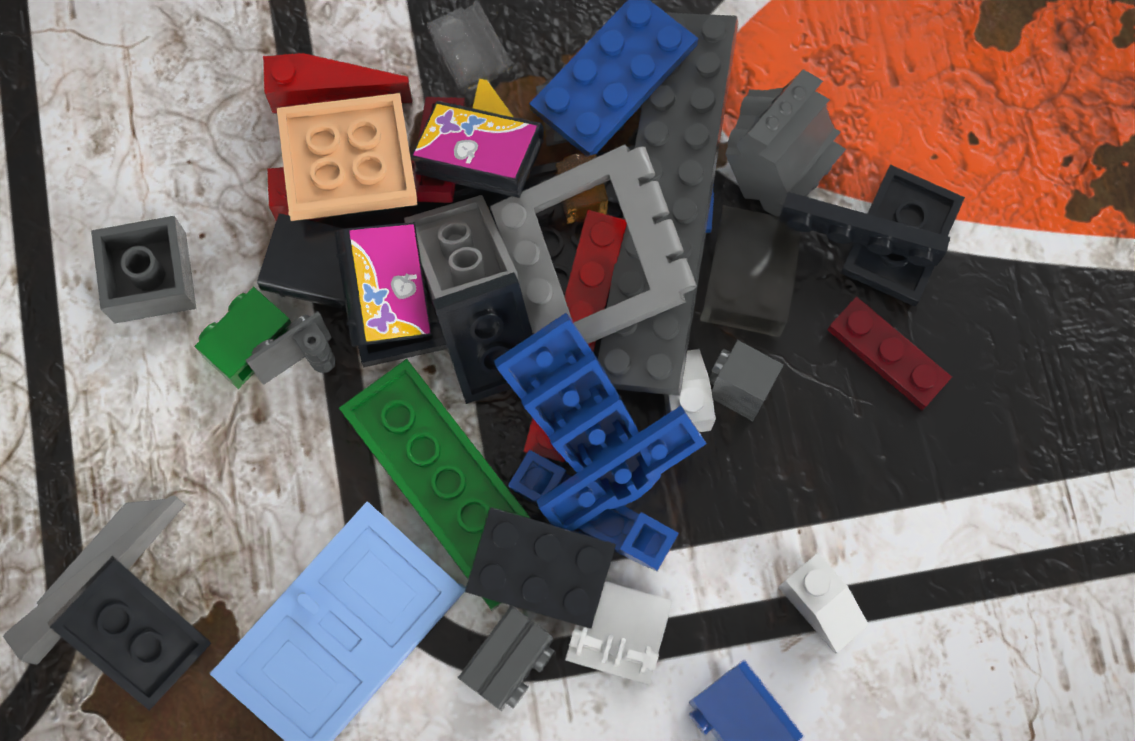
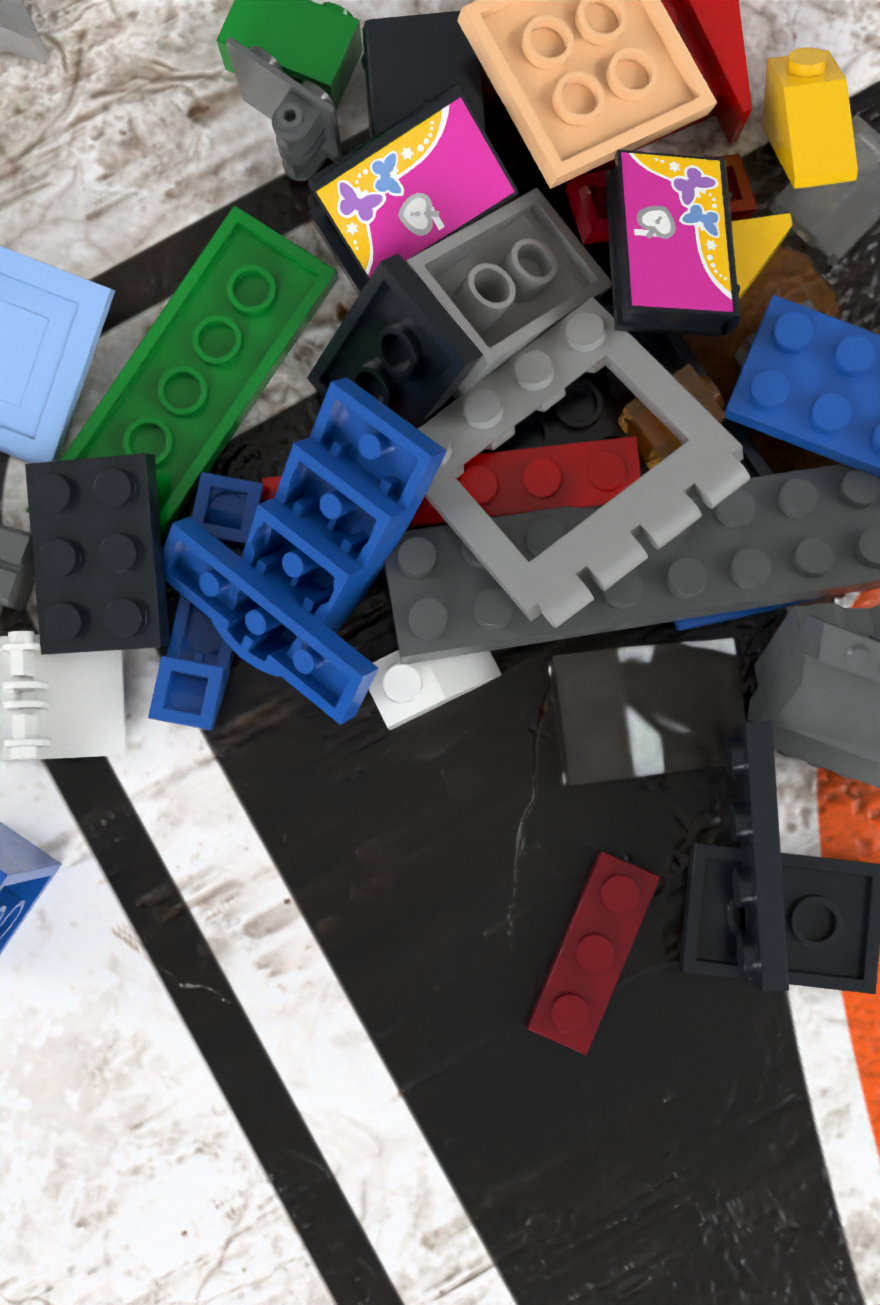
camera: 75 degrees right, 10 degrees up
(425, 48) = (809, 118): none -> yellow slope
(743, 379) = (464, 748): dark grey brick -> none
(825, 602) = (189, 965): white slope -> none

